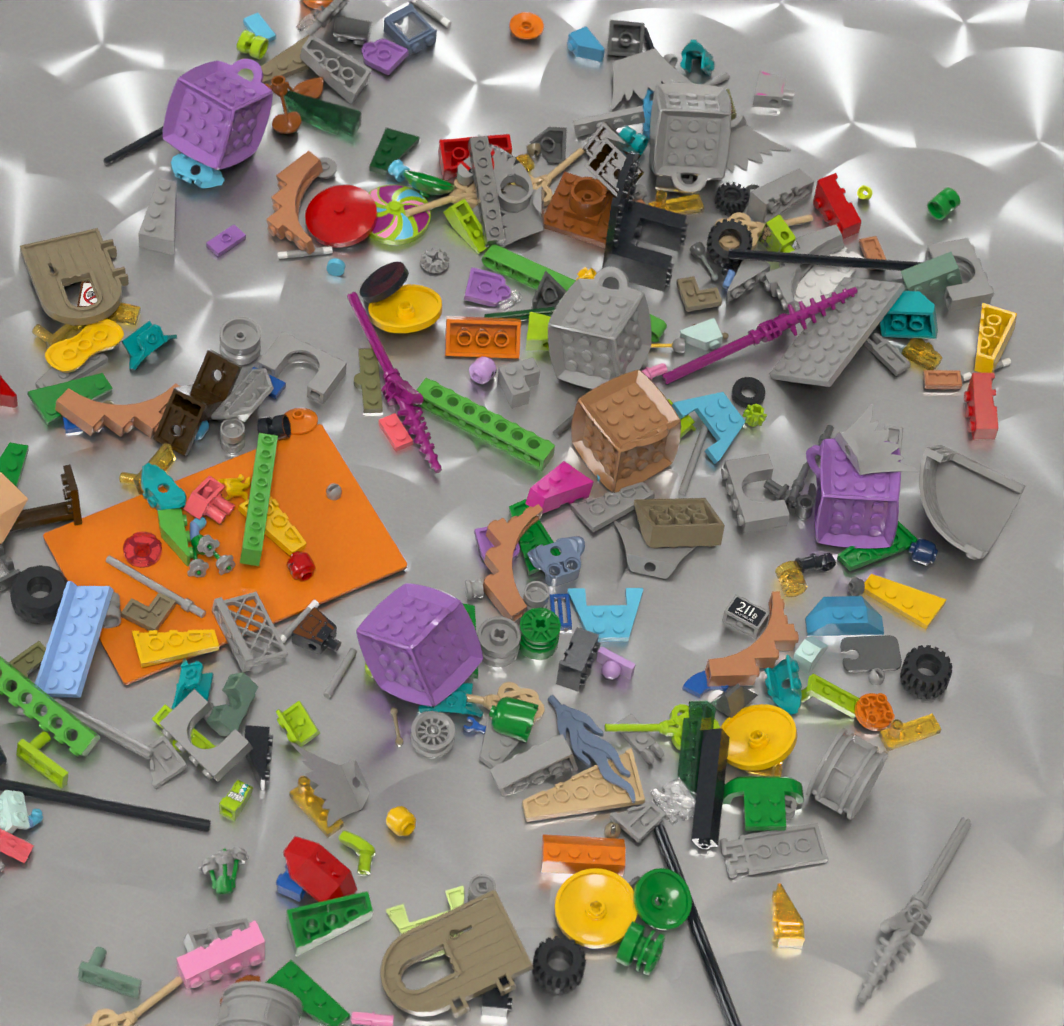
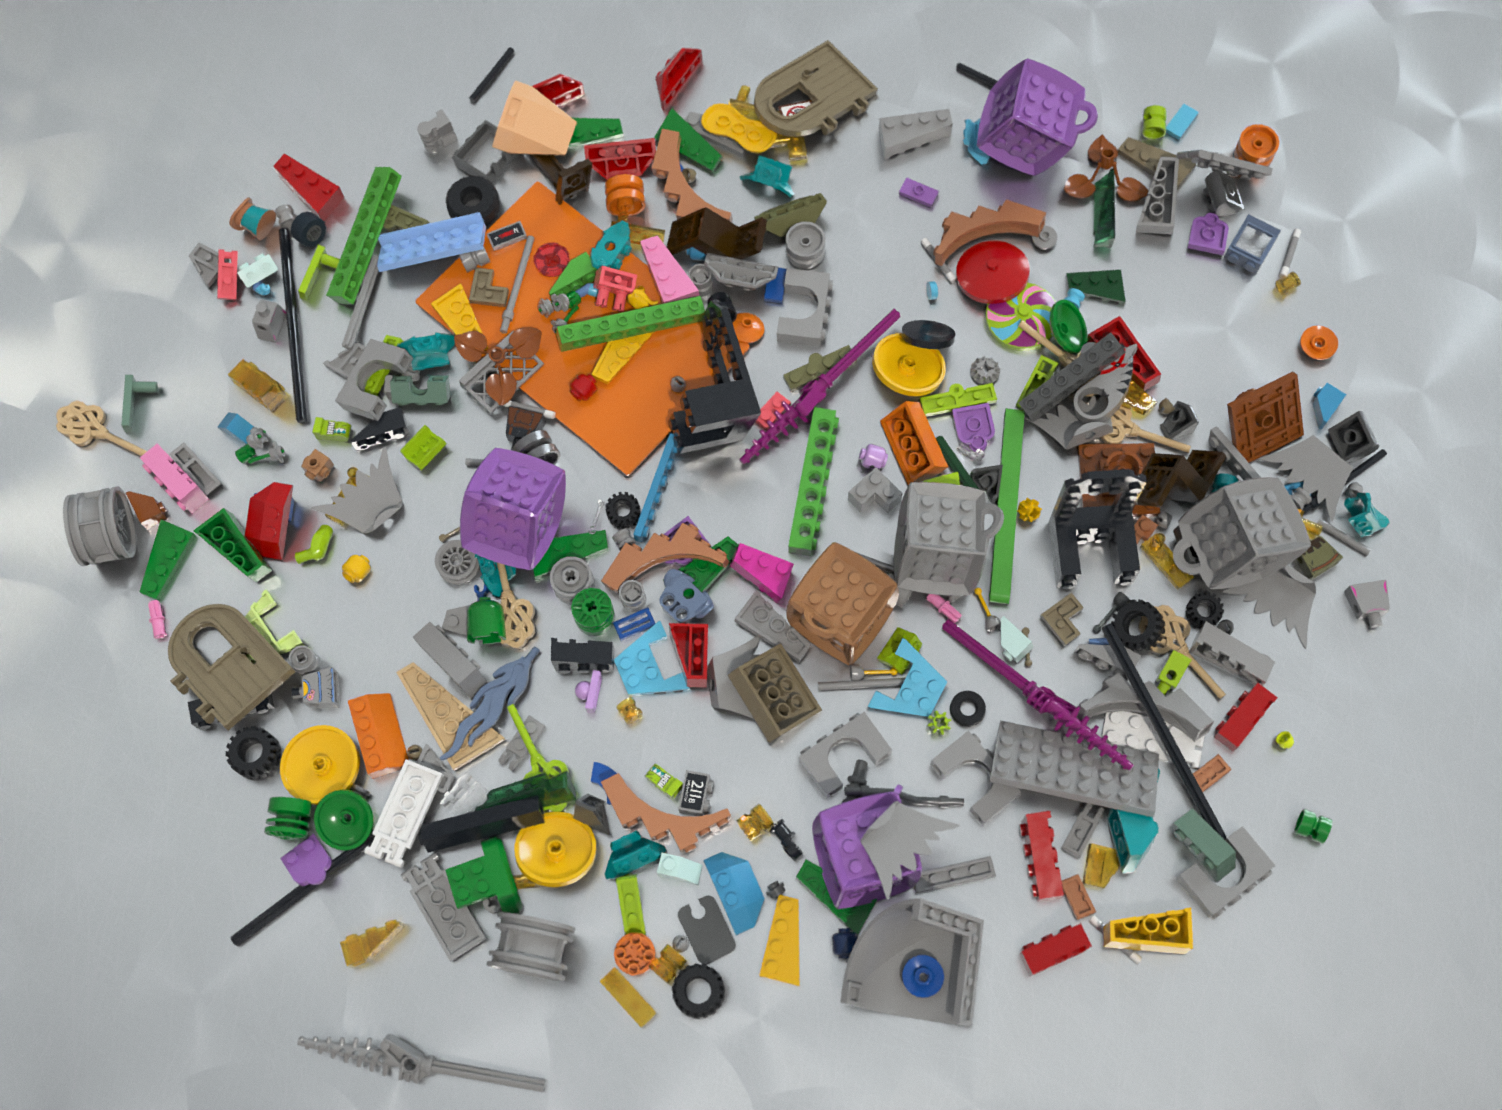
camera: 80 degrees right, 15 degrees up
(58, 448) = (621, 157): none -> red wedge
(78, 815) = (268, 320): none -> light grey torso
(94, 572) = (507, 235): none -> tile
(108, 461) = (624, 194): none -> orange wheel
(152, 848) = (258, 385): none -> clear yellow wedge
(186, 887) = (236, 426): none -> dark azure slope
(198, 335) = (784, 216): none -> olive wedge
(213, 732) = (387, 390): none -> light grey tile
(214, 457) = (666, 272): none -> bright pink wedge
(234, 592) = (499, 386): none -> dark orange plant
(272, 821) = (317, 466): none -> medium nougat brick
(348, 623) = (538, 445): none -> flat silver wheel
(395, 457) = (719, 411): none -> black bracket
(431, 545) = (654, 495): none -> dark azure plate
(443, 571) = (626, 520): none -> black tyre
(454, 288) = (958, 398): none -> lime hinge
(459, 23) = (1287, 283): none -> clear yellow bush
(516, 889) = (319, 689): none -> light grey torso
(583, 83) = (1266, 417): none -> dark orange piece
(614, 569) = (692, 650): none -> red wedge
(646, 640) = (629, 710): none -> clear yellow wheel
(674, 848) = (404, 812): none -> white hinge
(682, 458) = (858, 672): none -> hinge
(688, 950) = (307, 862): none -> medium lavender plate
(725, 636) = (664, 781): none -> lime leg
(835, 398) = (969, 750): none -> light grey arch
(892, 685) = (667, 963): none -> clear yellow wheel
(899, 386) = (1041, 856): none -> red wedge
(971, 499) = (917, 966): none -> blue dish

